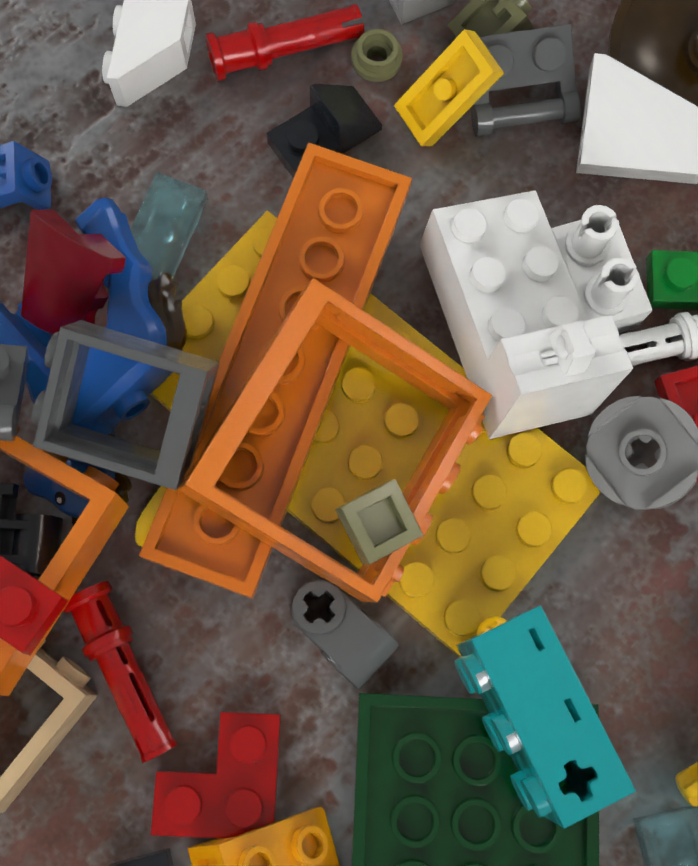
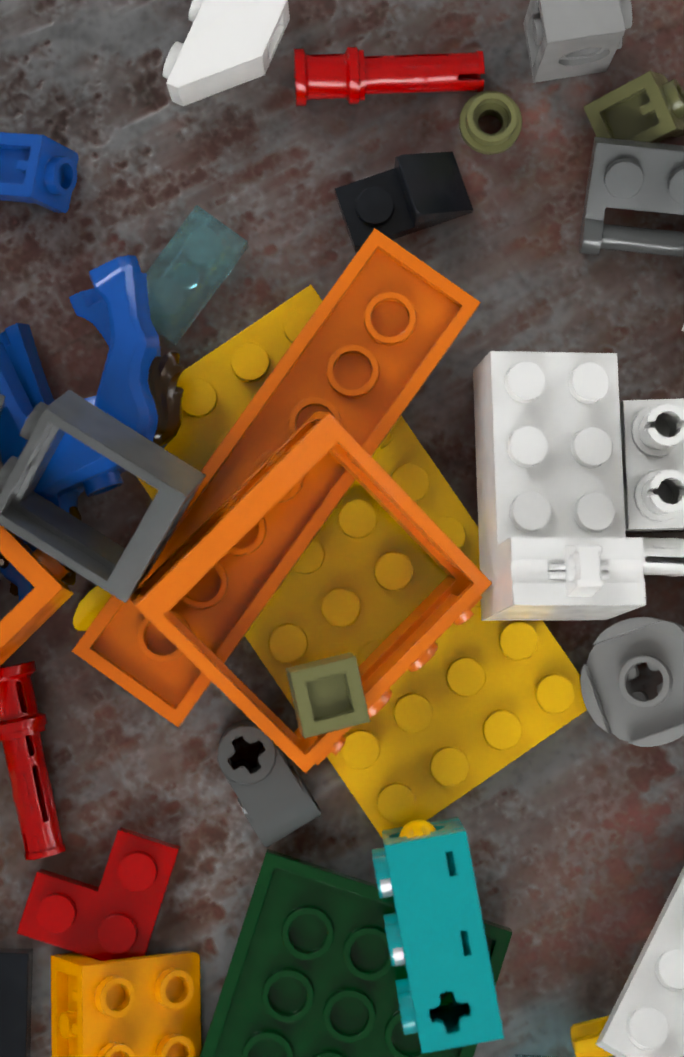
camera: 20 degrees right, 10 degrees up
(65, 272) = (61, 329): dark red slope -> none
(448, 88) = (557, 196): yellow plate -> none

